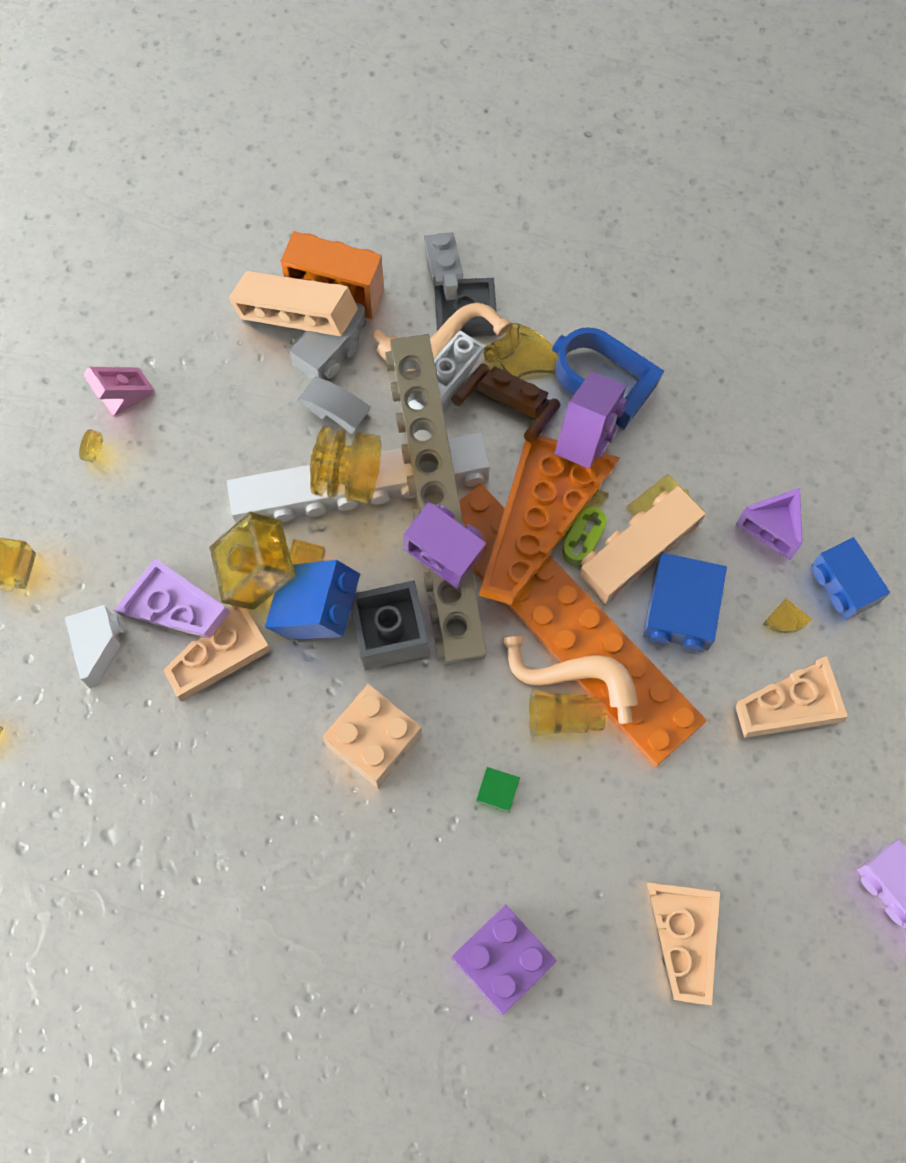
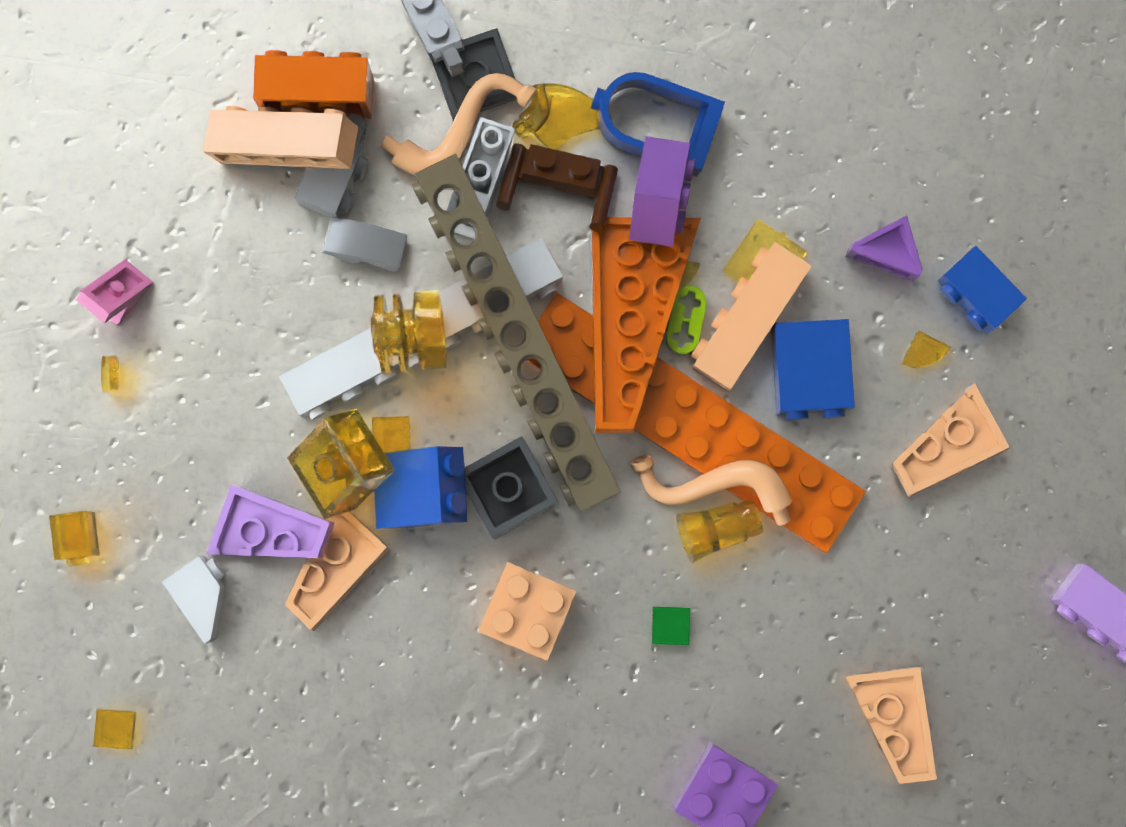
camera: 20 degrees left, 15 degrees up
(443, 543) = (546, 400): medium lavender brick -> none

